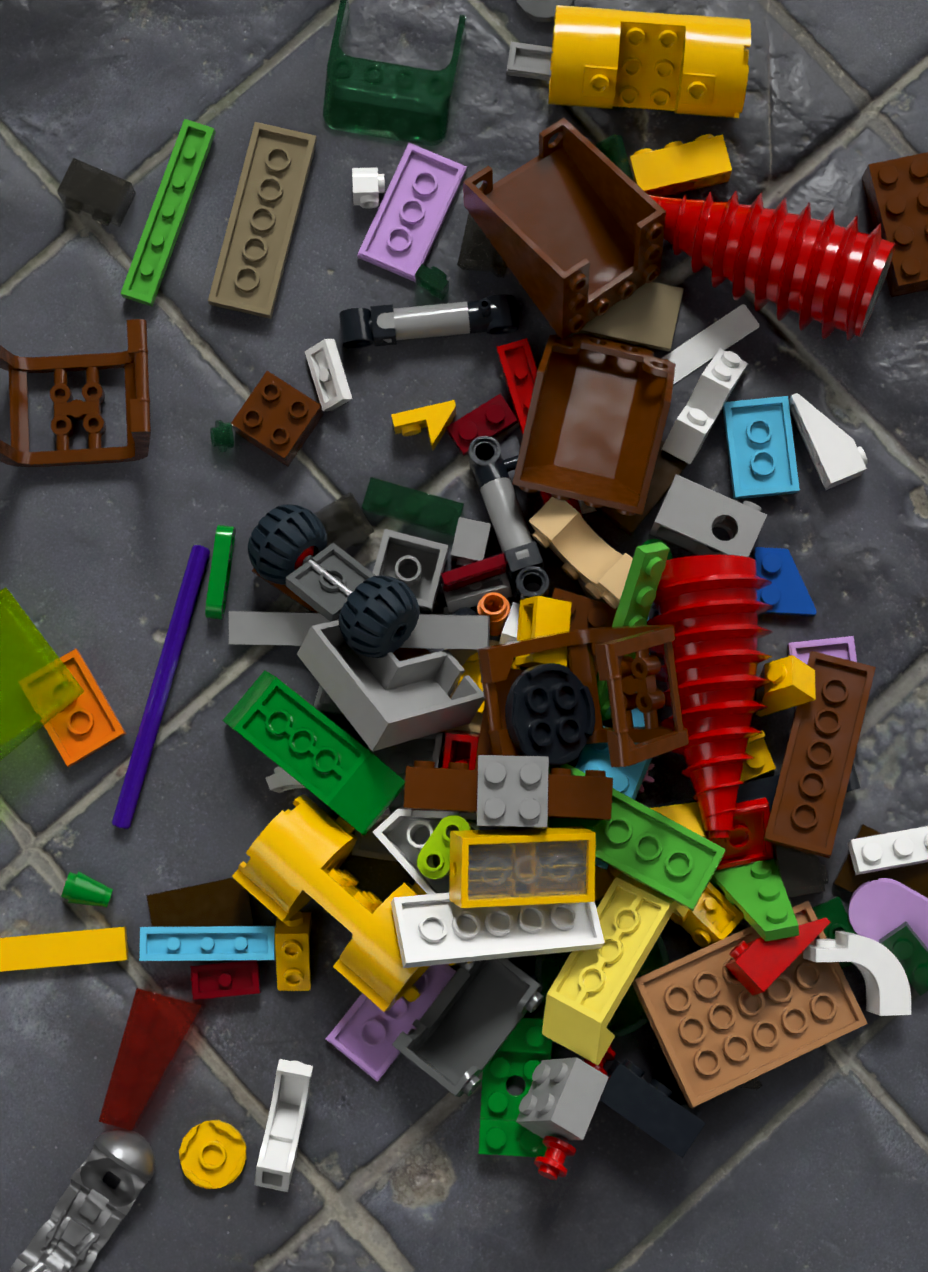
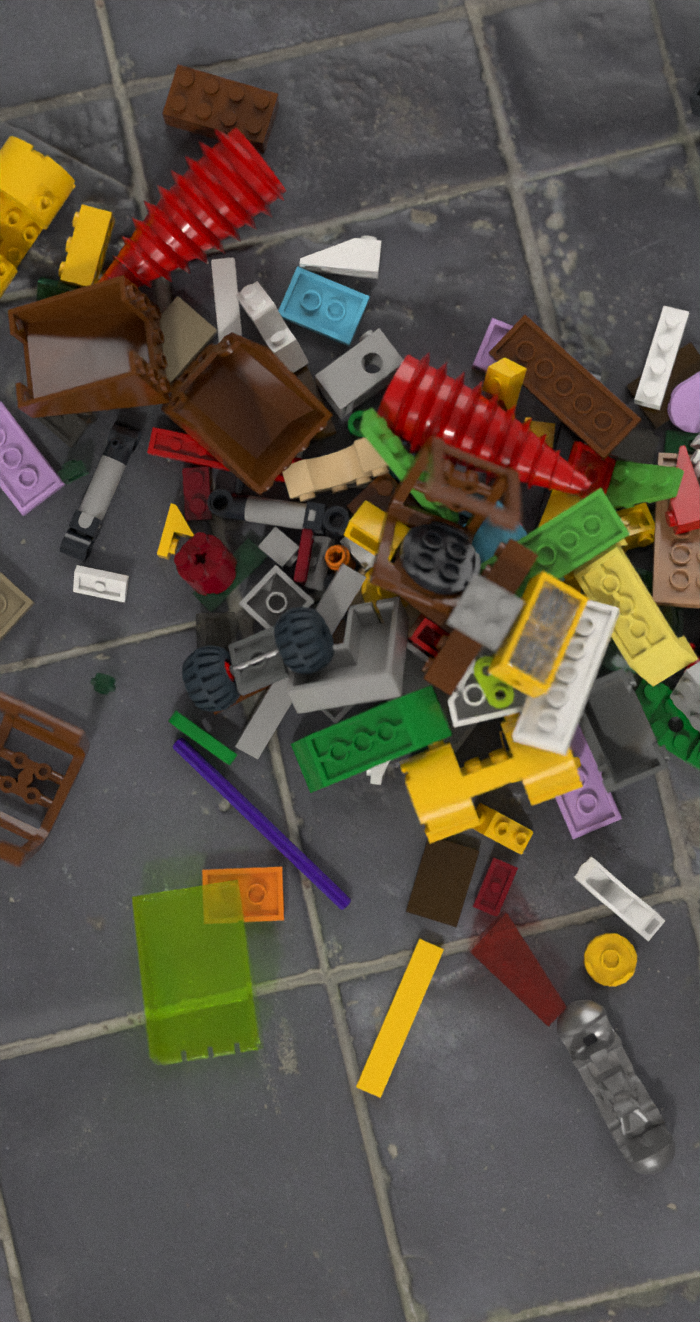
camera: 65 degrees left, 5 degrees up
(86, 891) = (379, 953): green cone -> none
(207, 943) = (464, 886): medium azure plate -> none
(277, 418) = (113, 637): reddish brown brick -> none
(408, 472) = (206, 564): none -> dark red brick
(787, 592) = (421, 342): blue wing -> none

